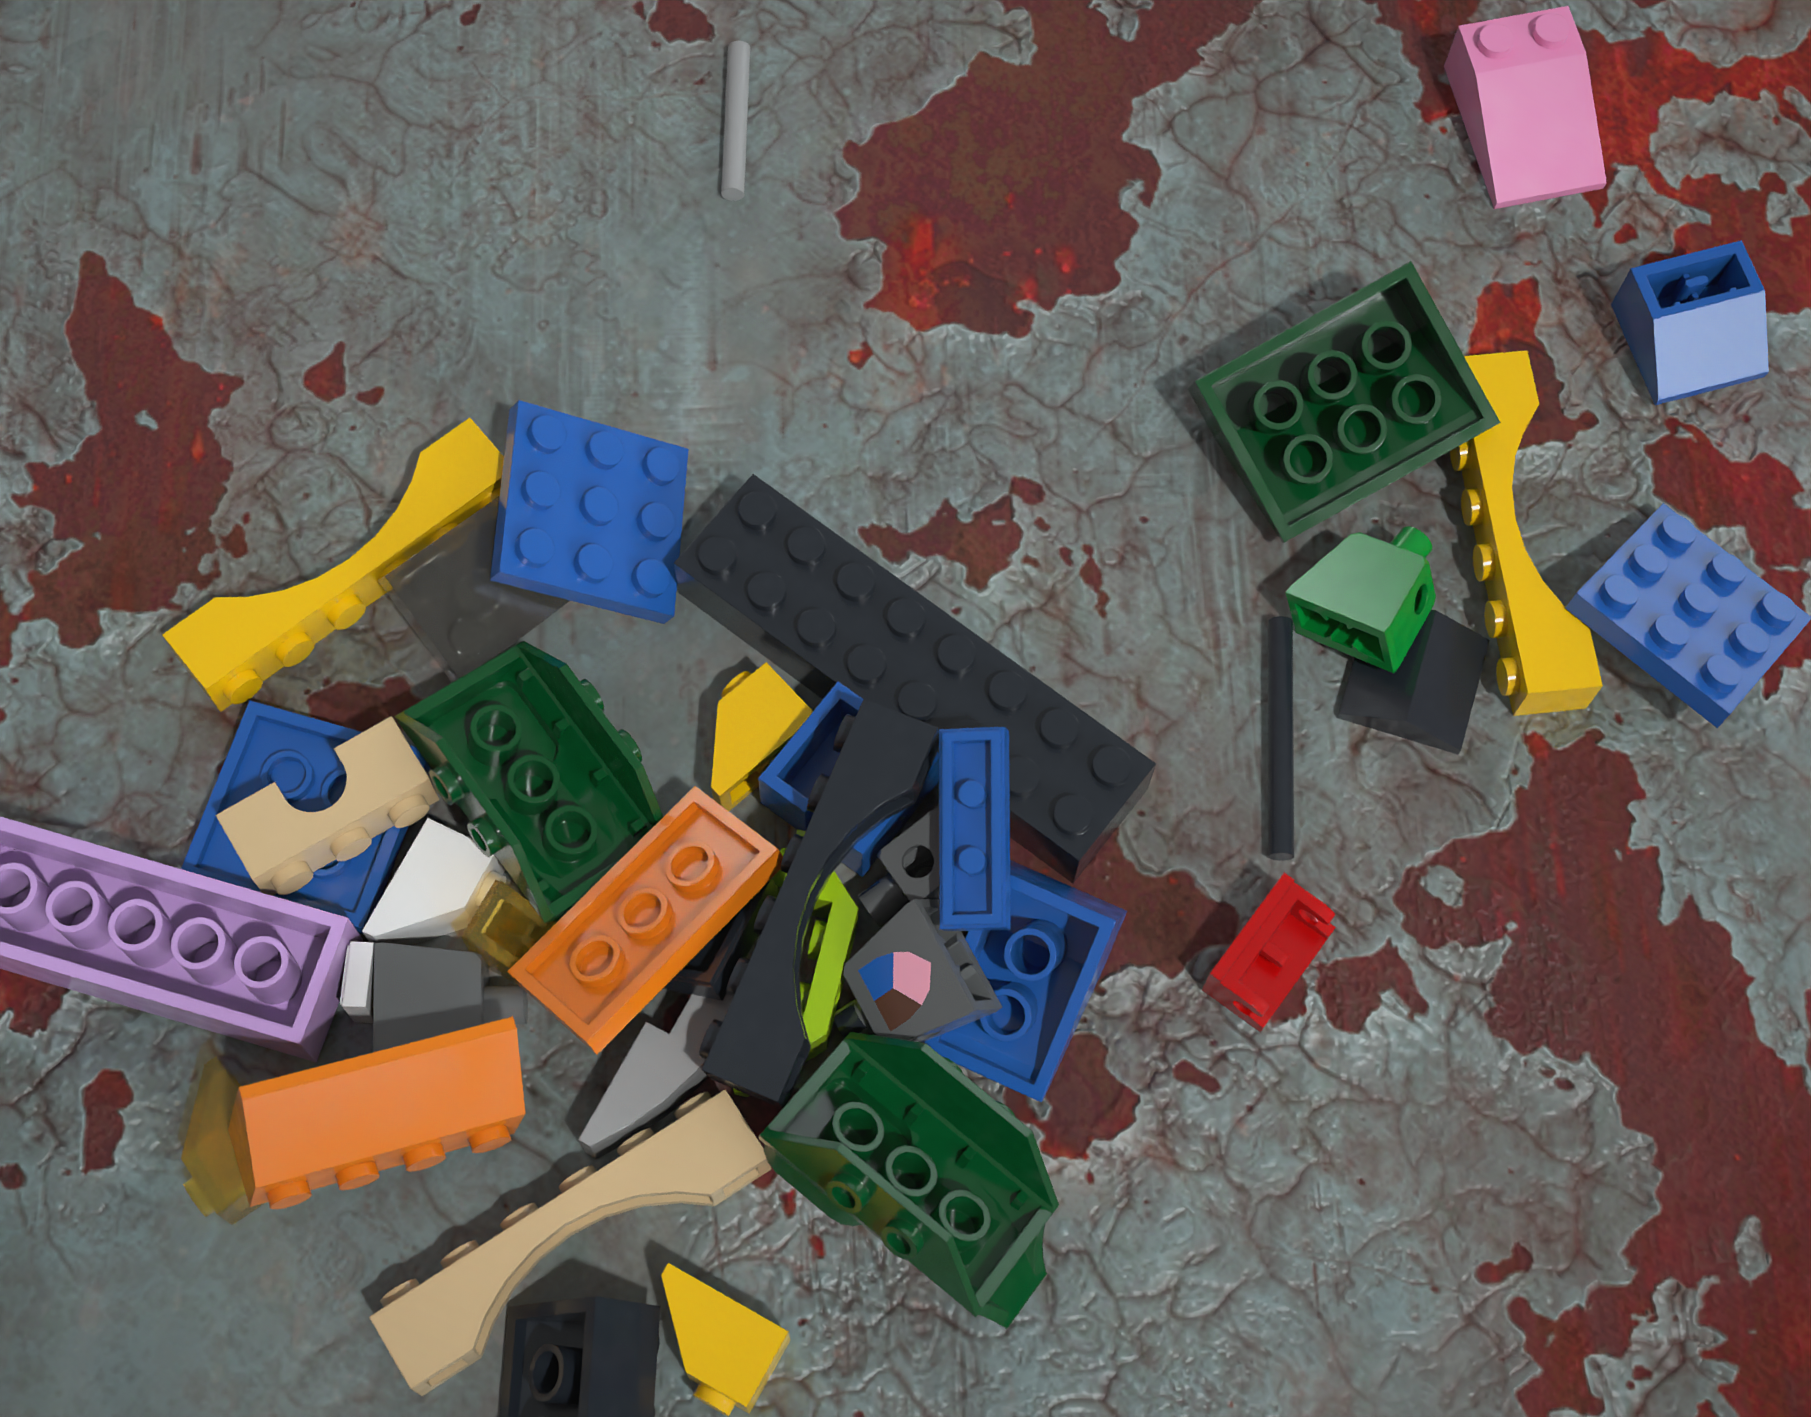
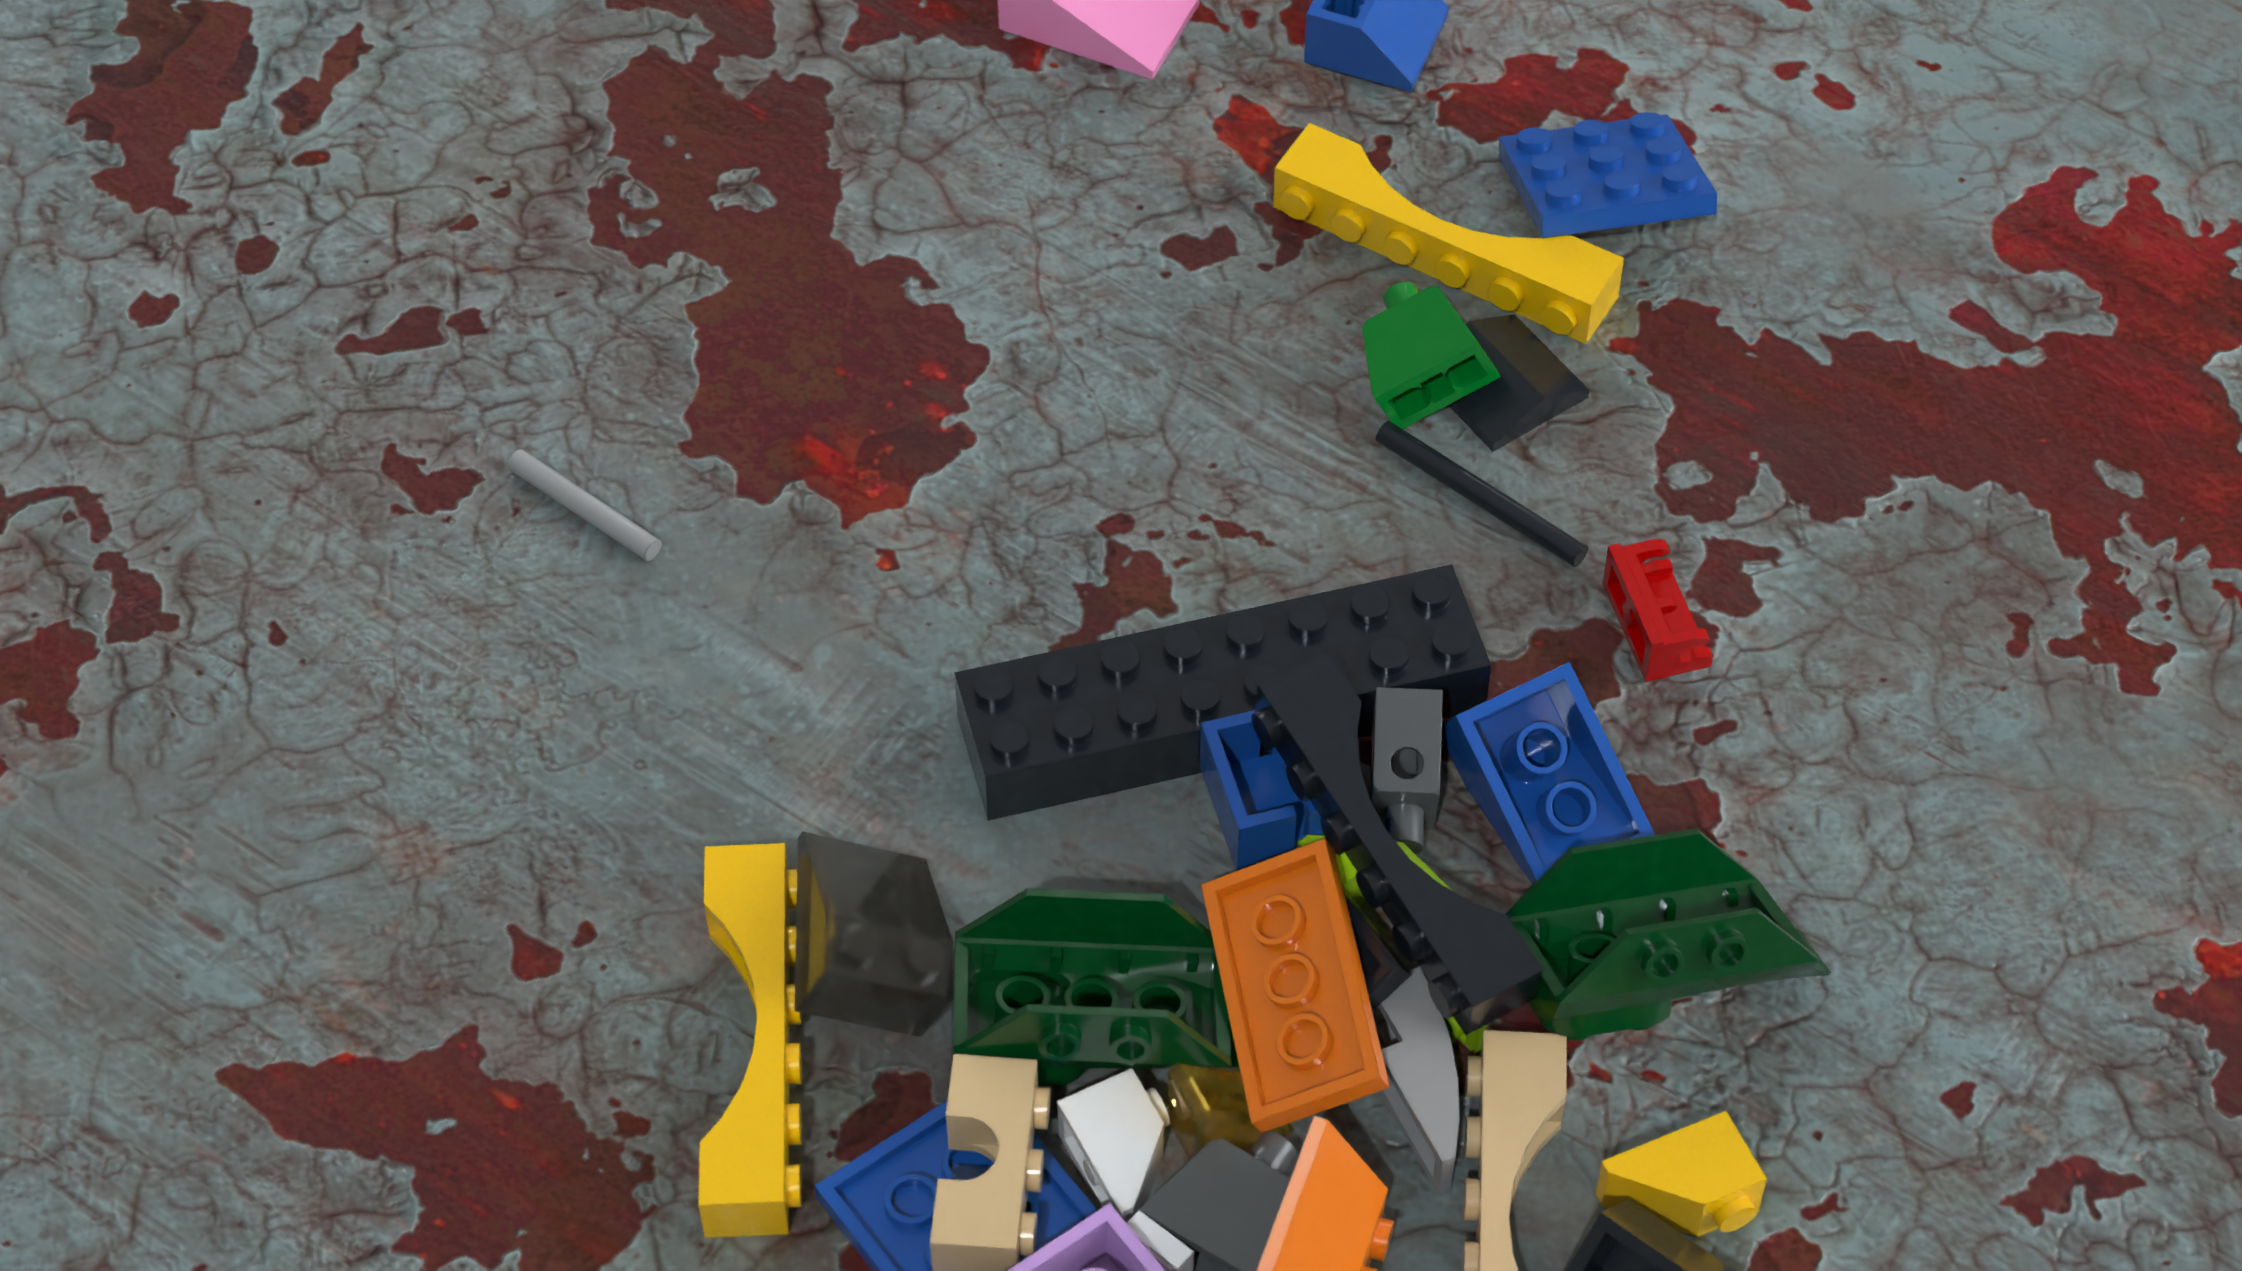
camera: 50 degrees left, 15 degrees down
(589, 513) = (876, 815): blue plate -> none
(752, 727) = (1173, 828): yellow slope -> none
(915, 980) = (1498, 838): dark grey torso -> none
(974, 829) = (1423, 696): blue tile -> none
(1344, 403) = (1246, 260): dark green slope -> none

